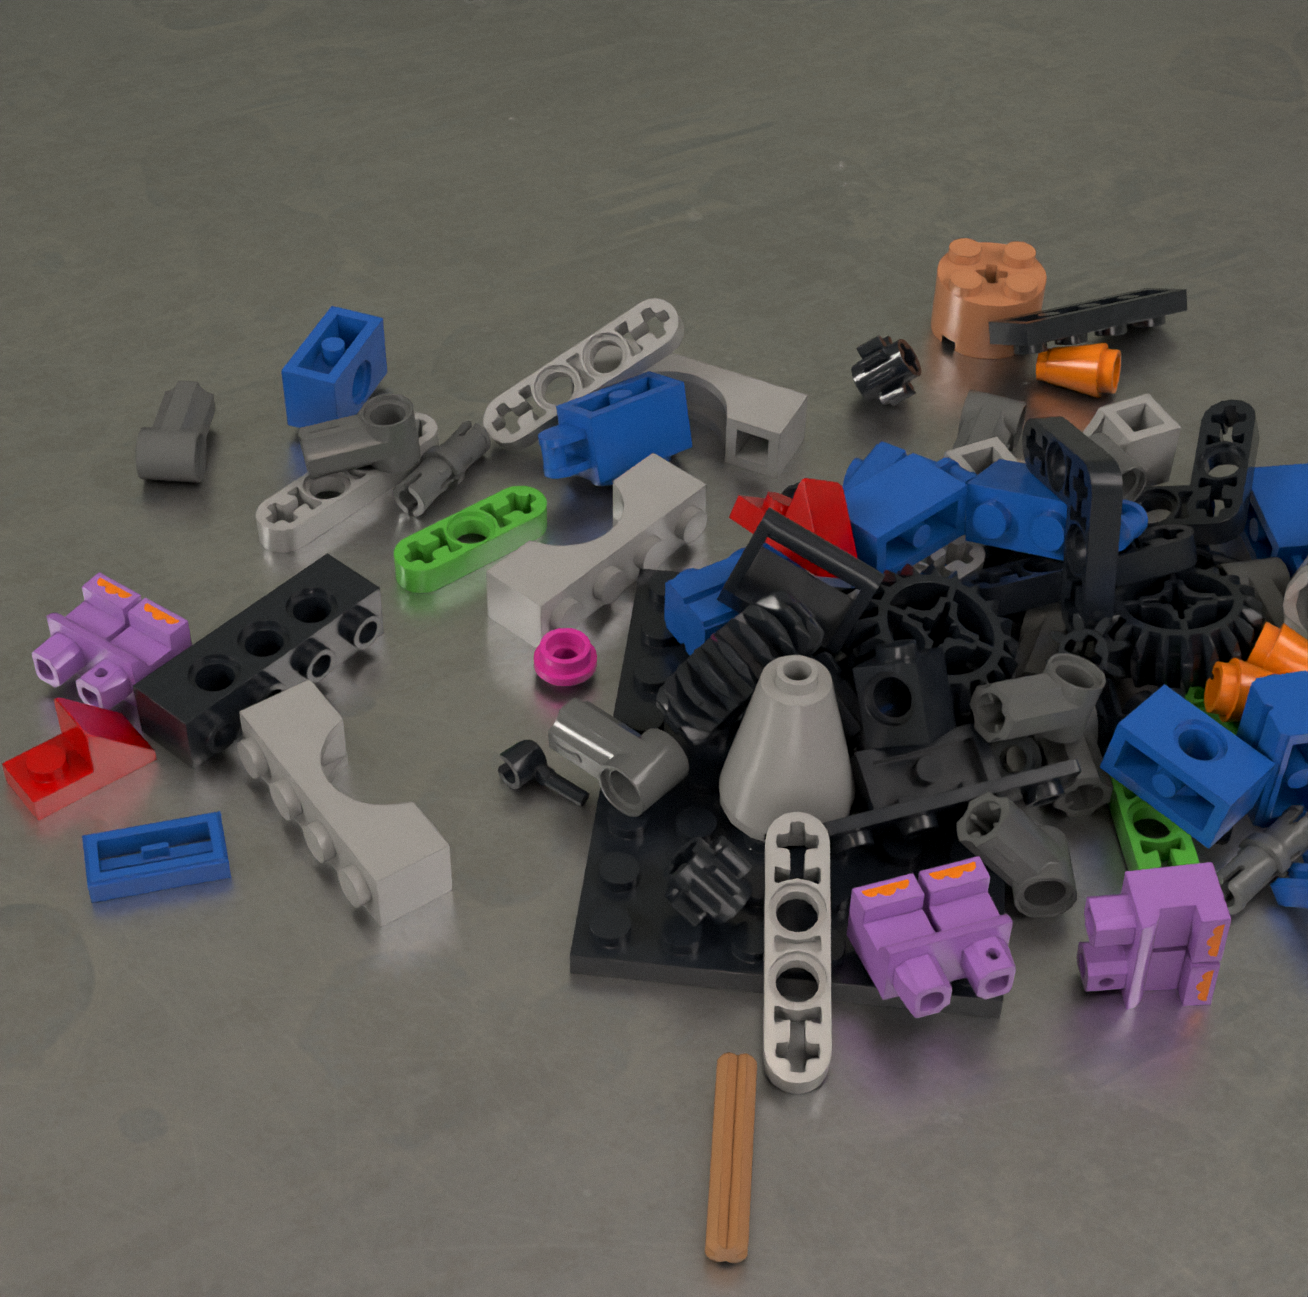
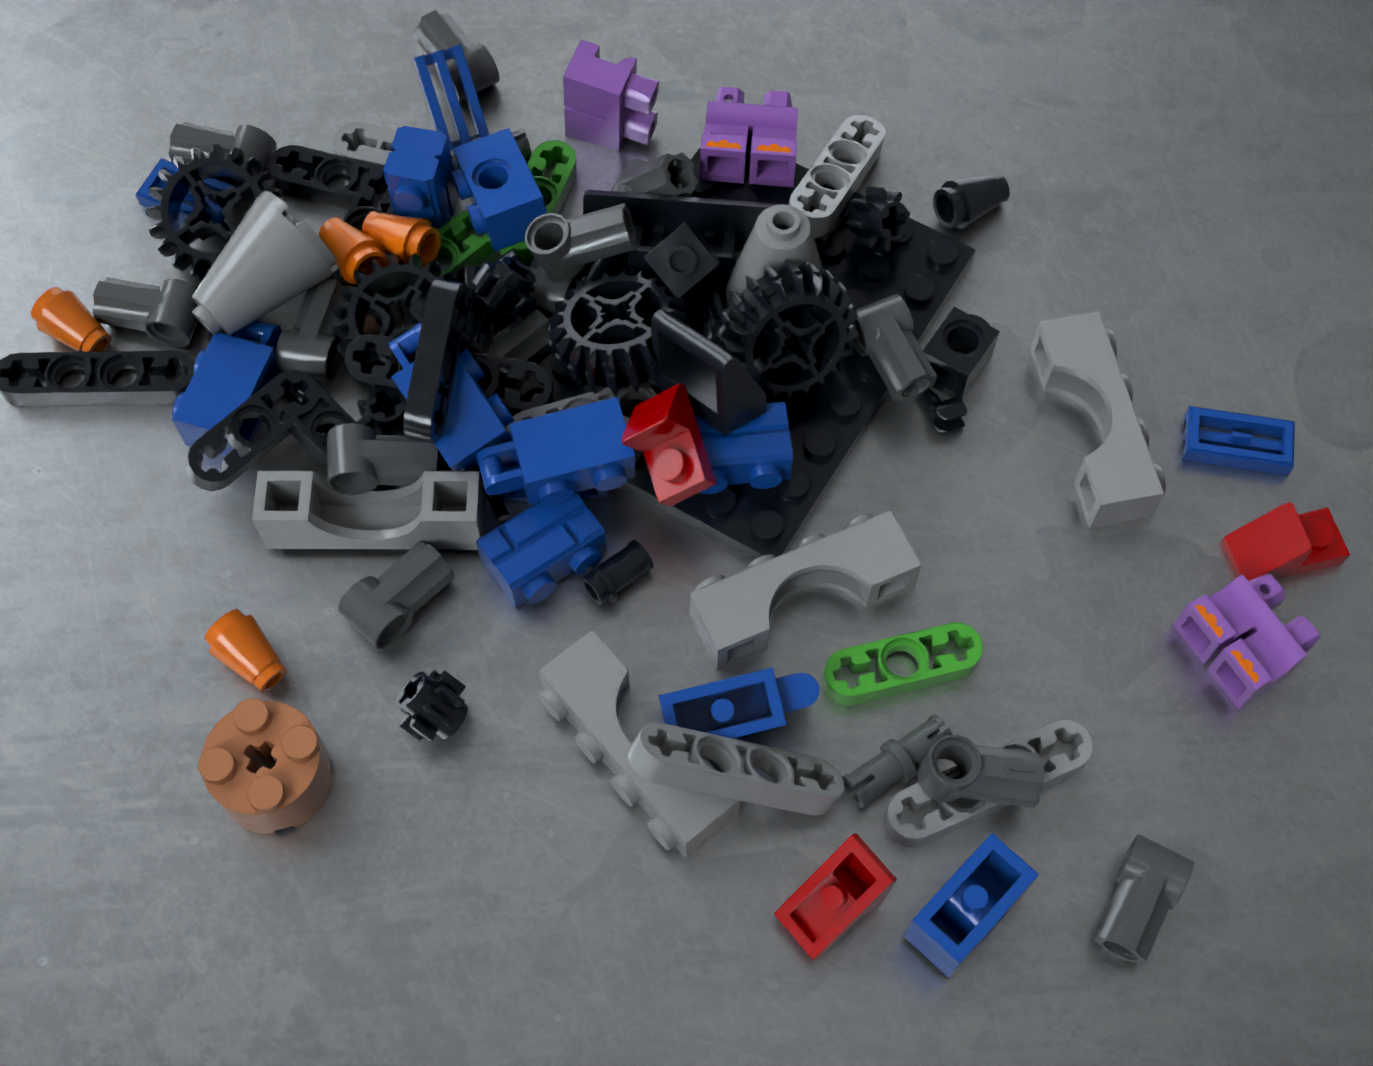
camera: 155 degrees left, 20 degrees up
(267, 648) = (1055, 620): black brick -> none
(448, 361) = (836, 896): none -> red slope
(537, 814) = (956, 370): none -> black brick
(565, 657) = (877, 485): dark pink plate -> none
(606, 1019) = (968, 199): none -> black cone
(731, 1159) = (927, 105): medium nougat axle -> none
(1102, 316) = (195, 690): black plate -> none

